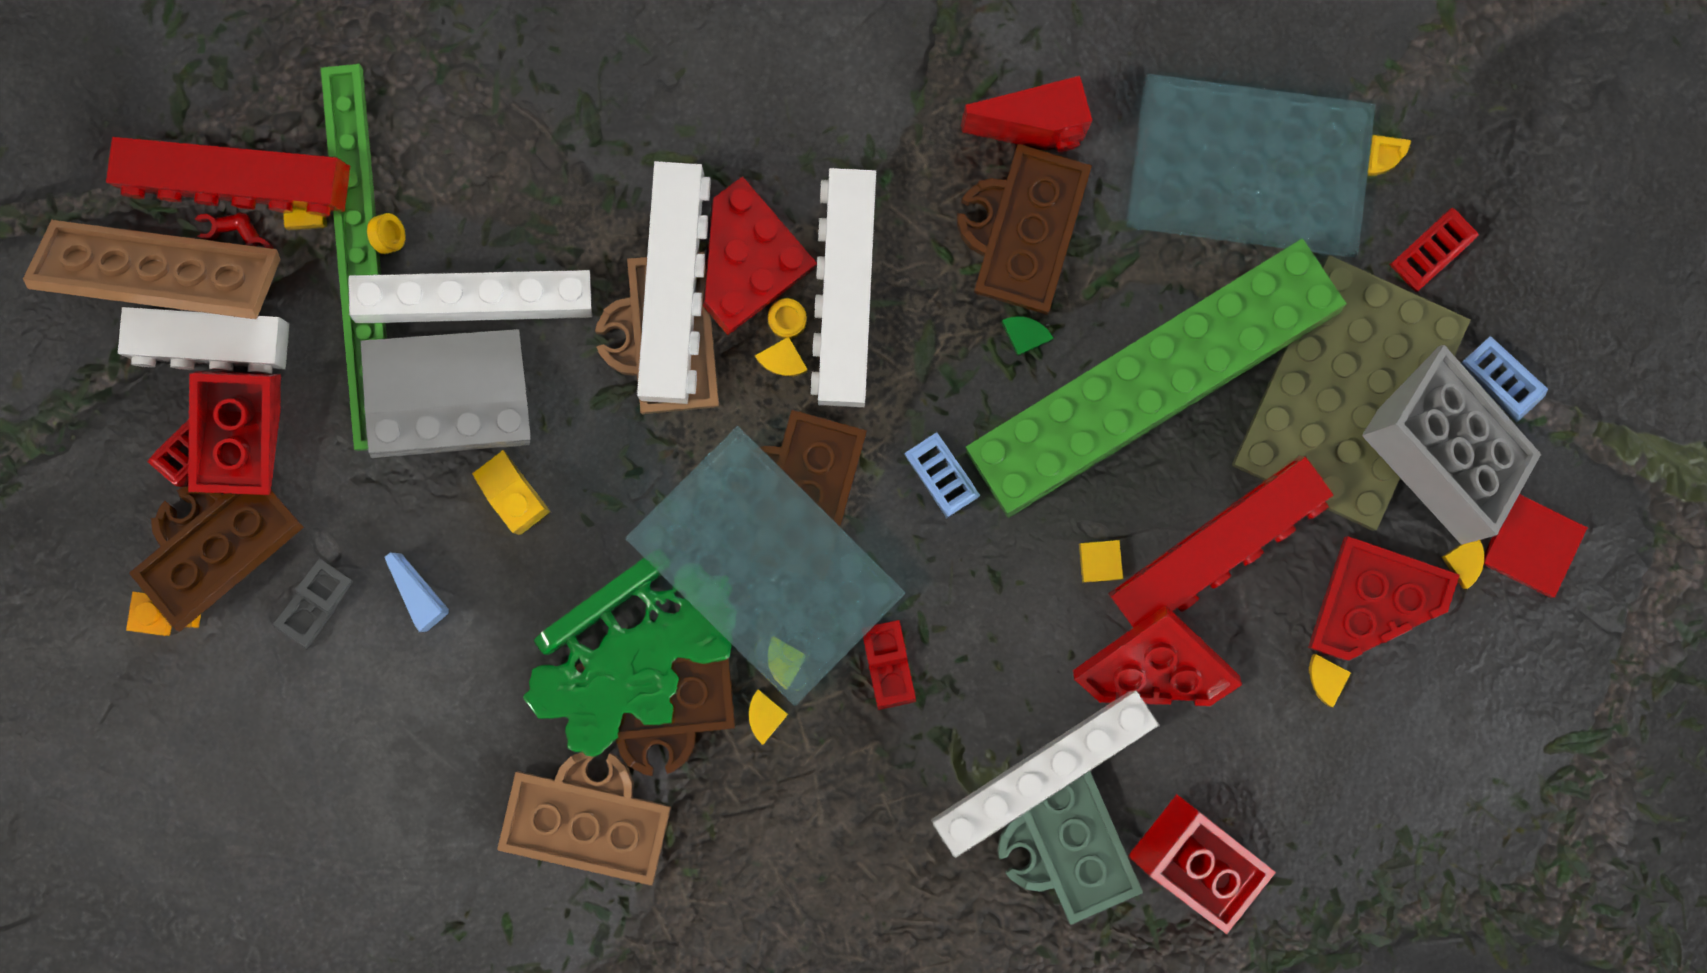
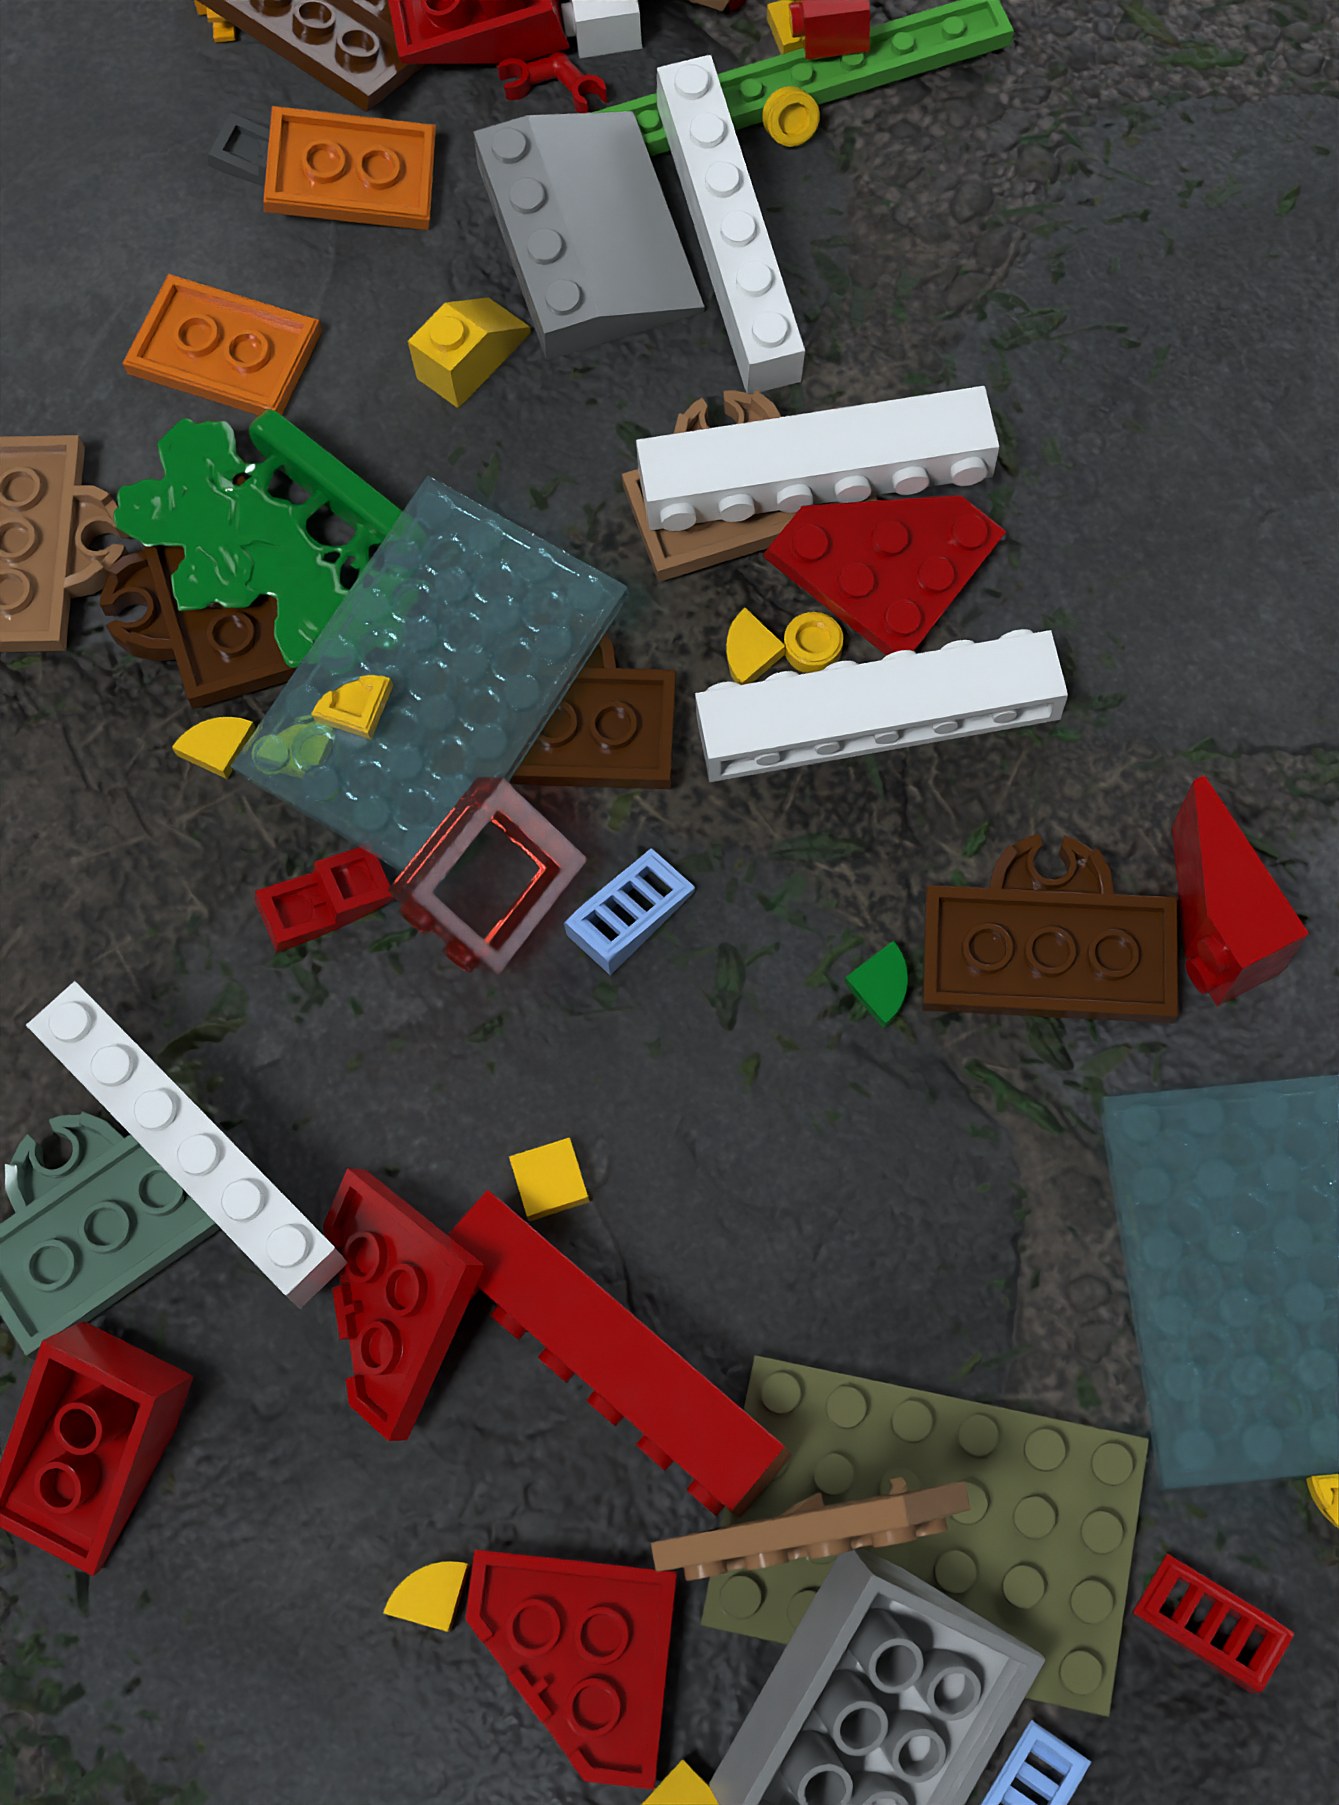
camera: 85 degrees right, 15 degrees down
(293, 387) = (548, 68): none -> red arm
(345, 548) = (349, 168): none -> orange tile
(421, 601) = (304, 263): light blue slope -> none
(462, 663) = (222, 346): none -> orange tile
(780, 616) = (355, 705): none -> yellow tile
(893, 574) = (531, 832): none -> clear red window
(1155, 378) = (867, 1192): bright green brick -> none
(1360, 448) = (814, 1530): none -> medium nougat plate

